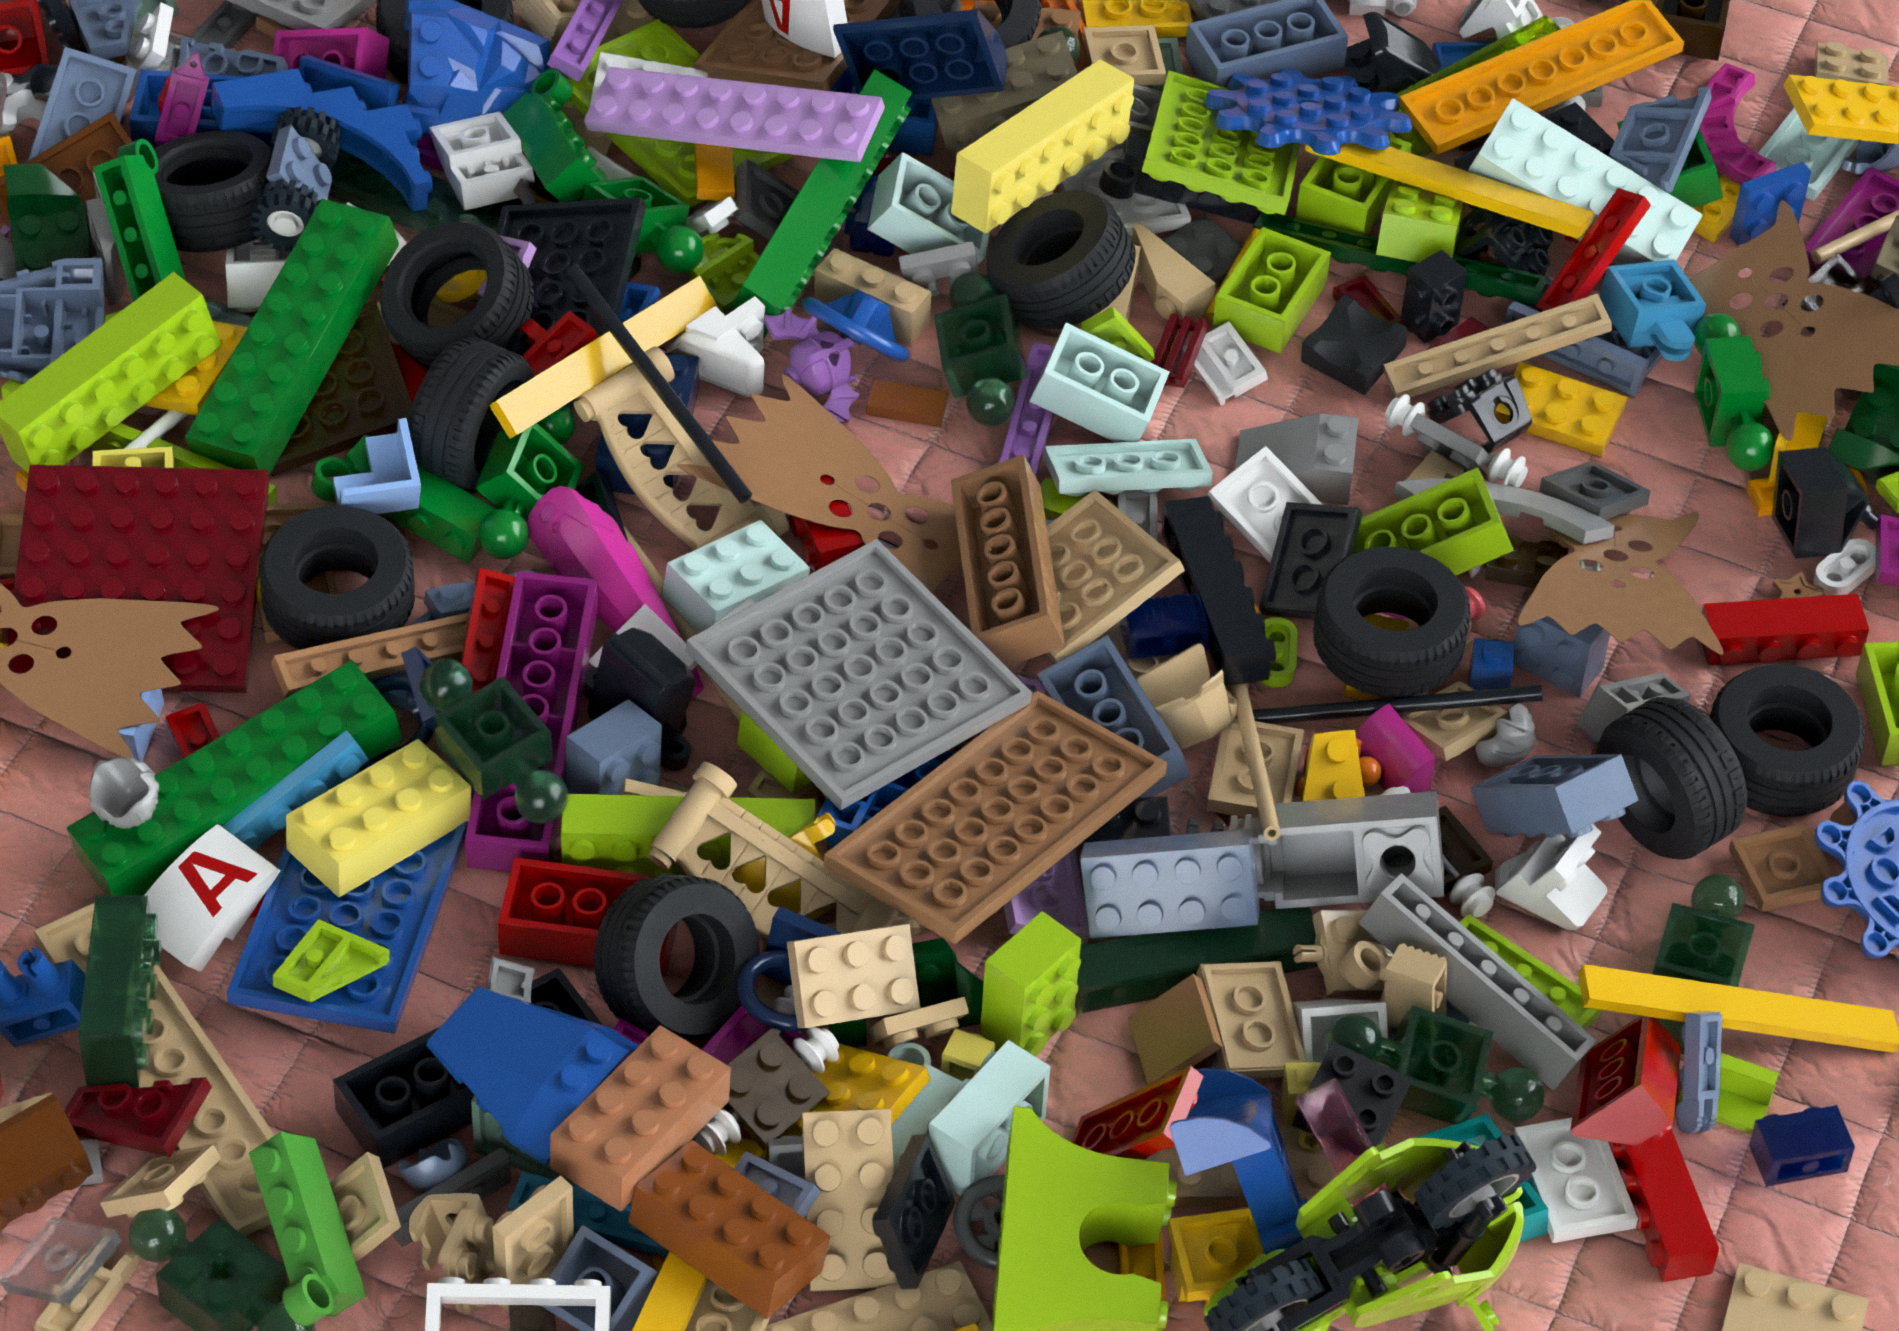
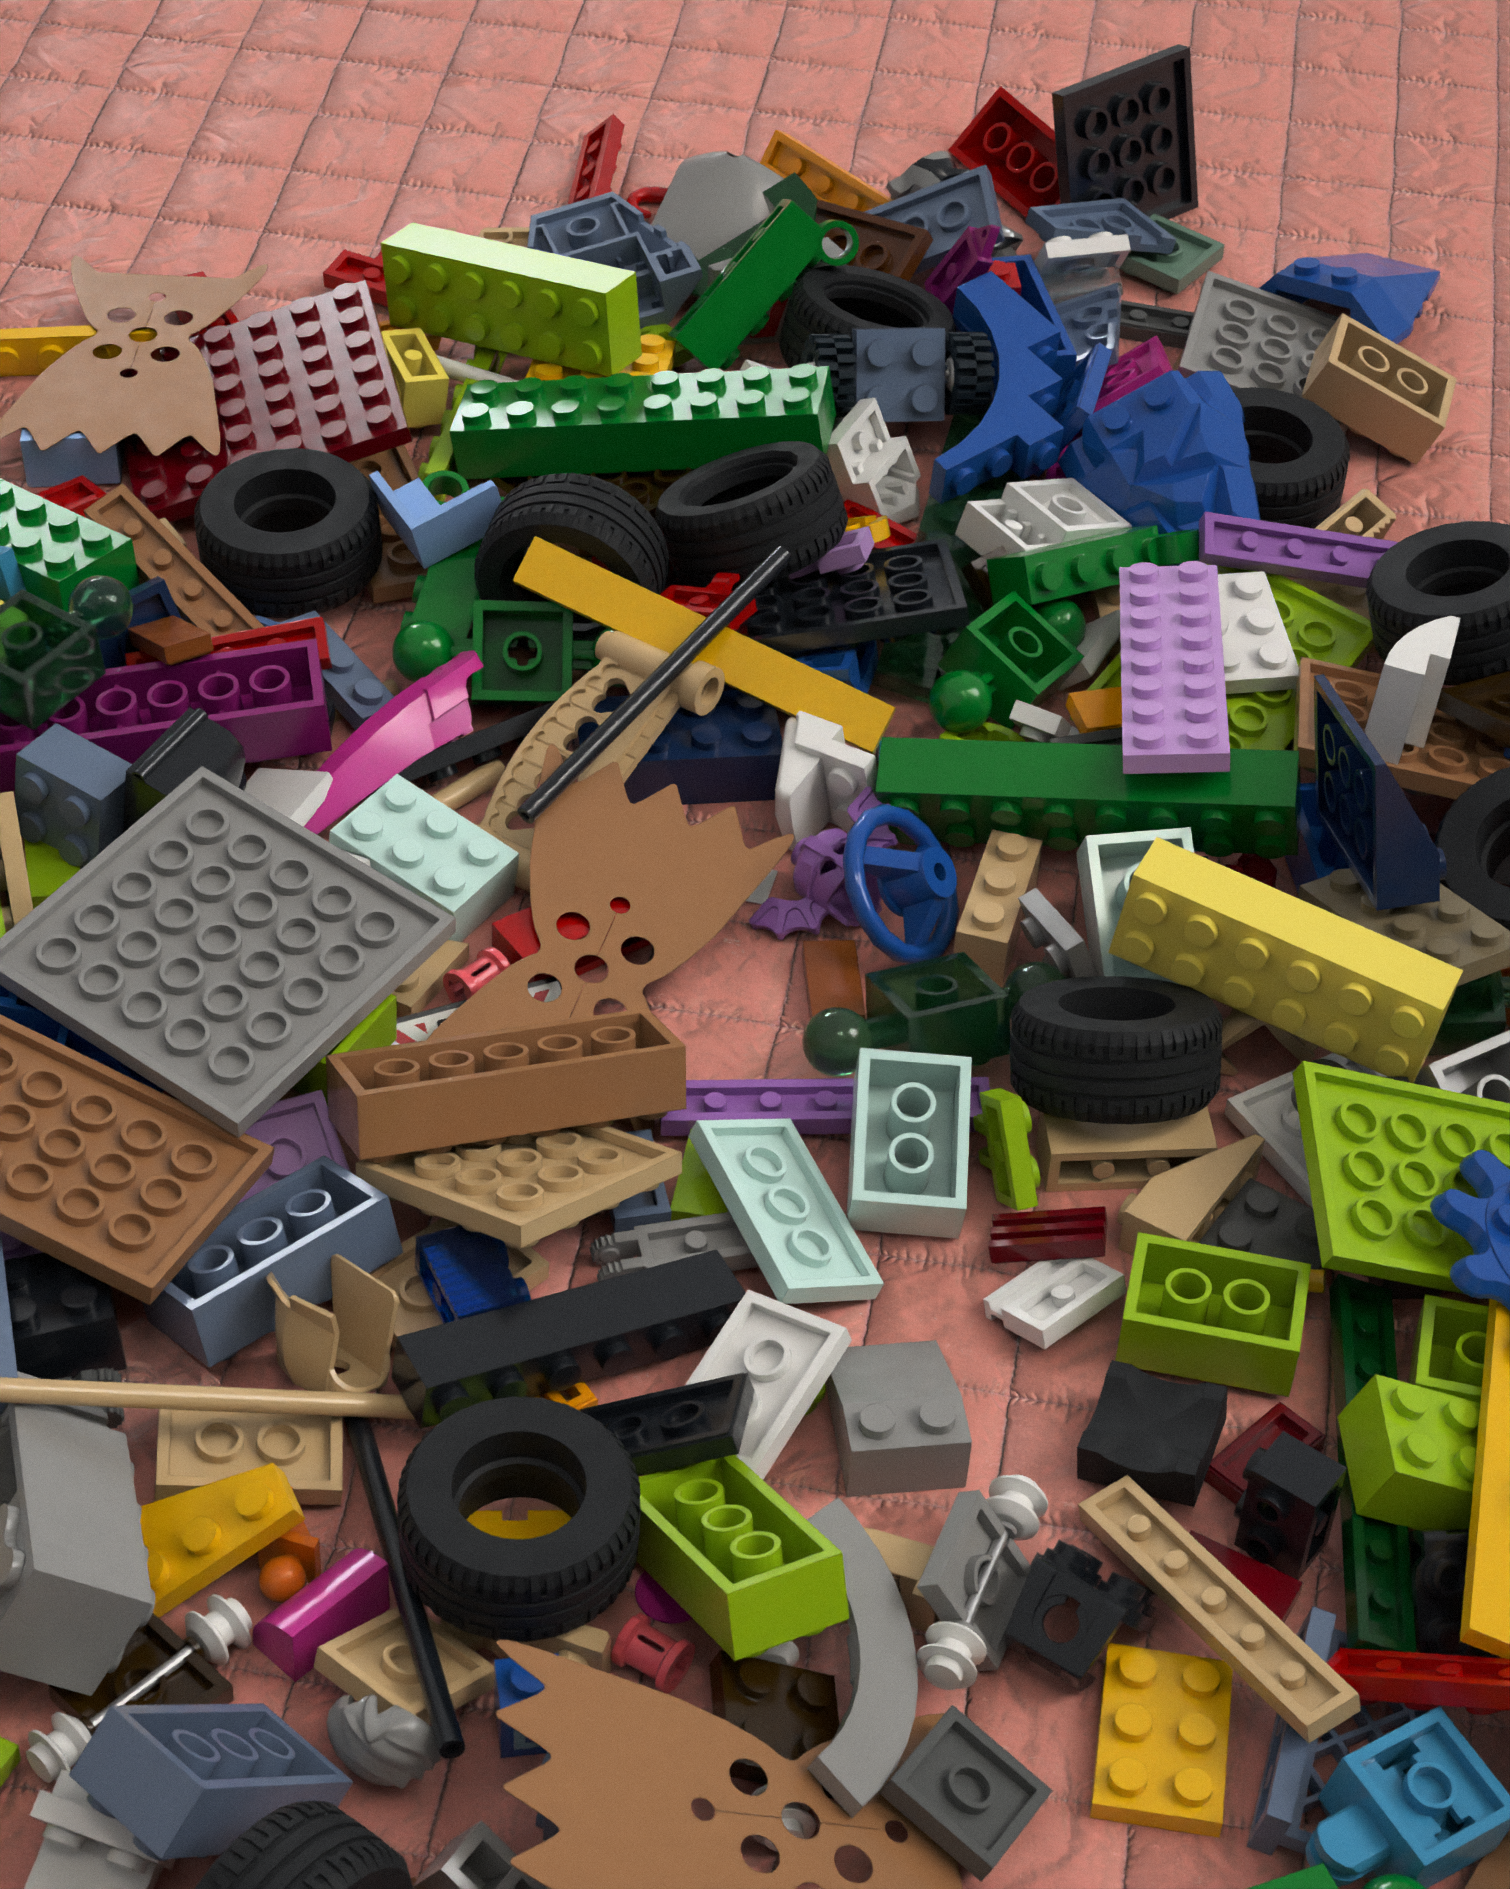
camera: 75 degrees right, 5 degrees down
(484, 654) = (171, 640): none -> dark orange tile

